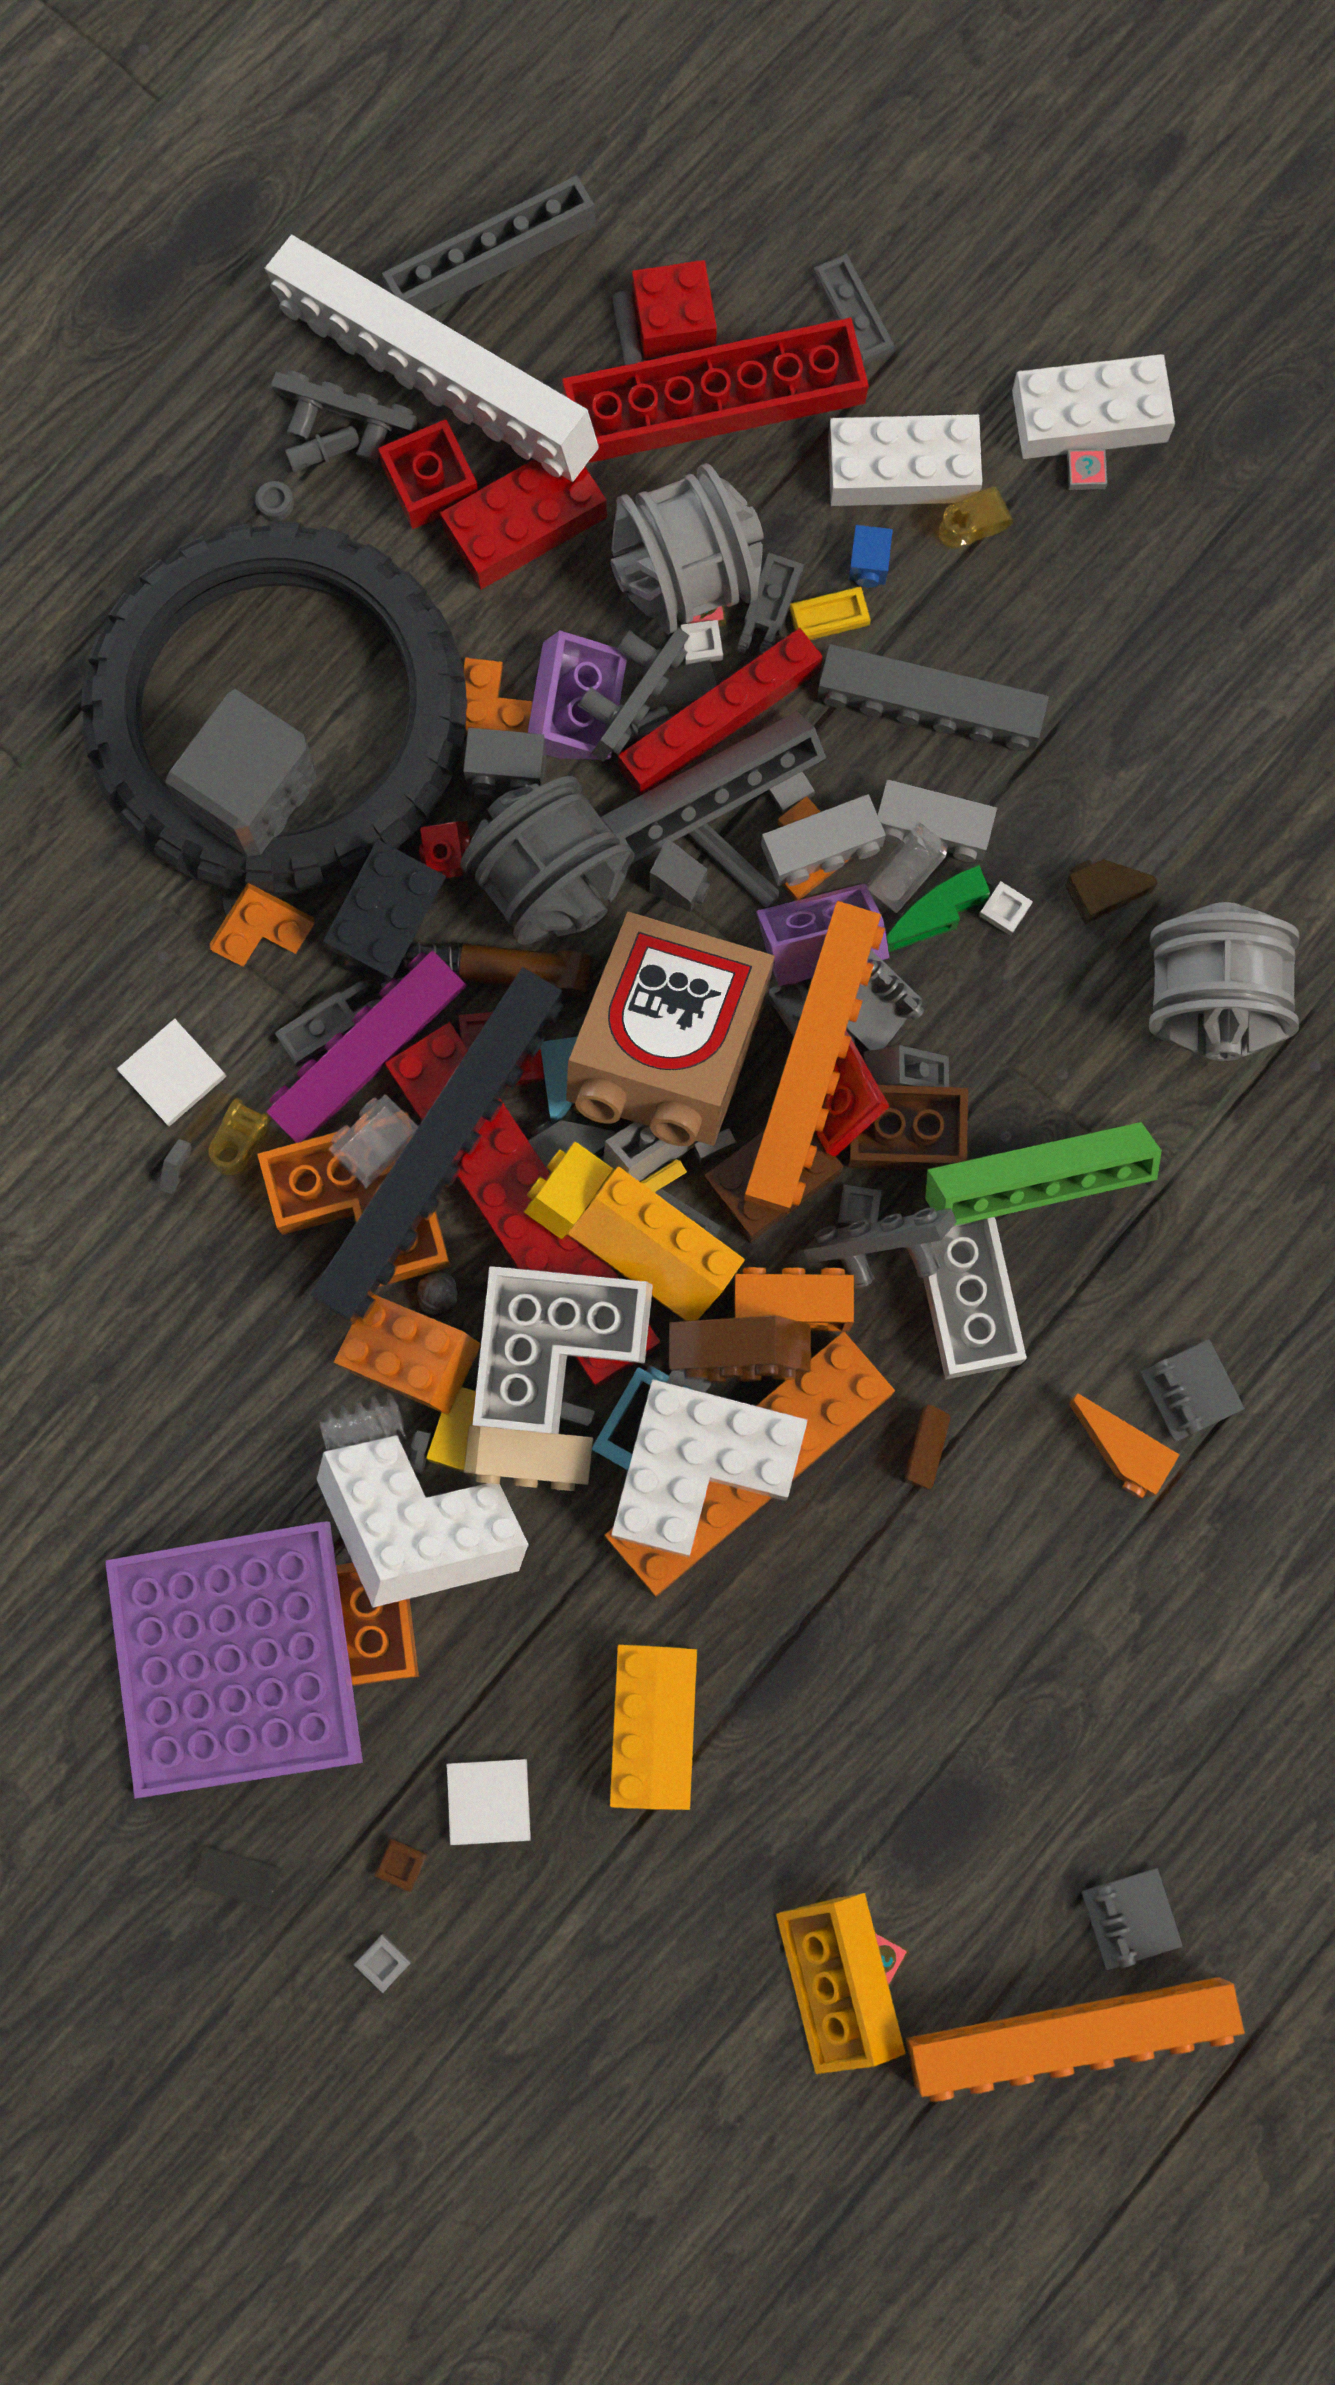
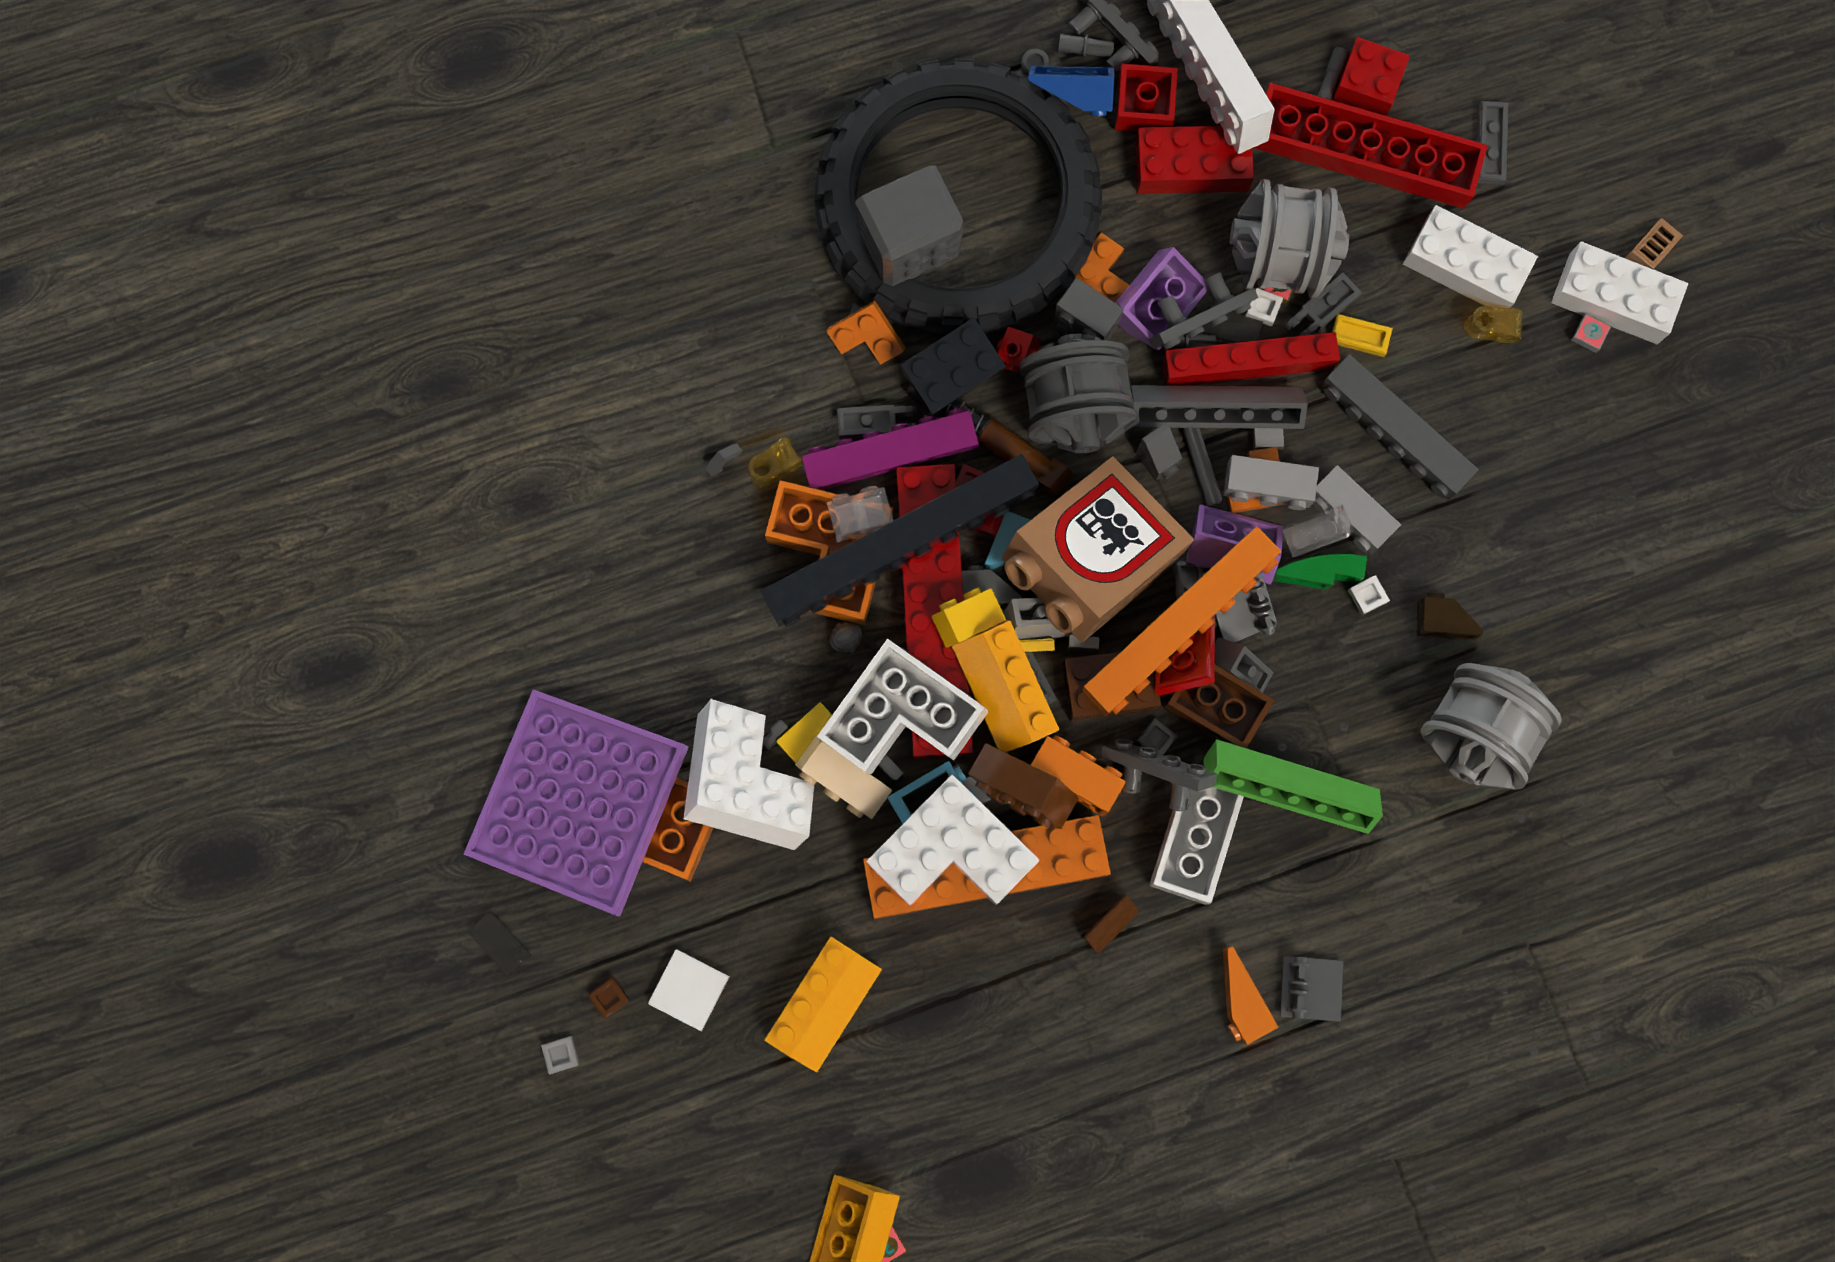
camera: 30 degrees right, 0 degrees up
(171, 1072) = (756, 397): white tile -> none
(346, 500) = (1081, 86): none -> blue slope
(362, 1423) = (748, 695): clear piece -> none
(409, 1354) = (803, 667): orange brick -> none
(870, 555) = (1410, 311): blue brick -> none
(1094, 354) = (1640, 258): none -> medium nougat slope

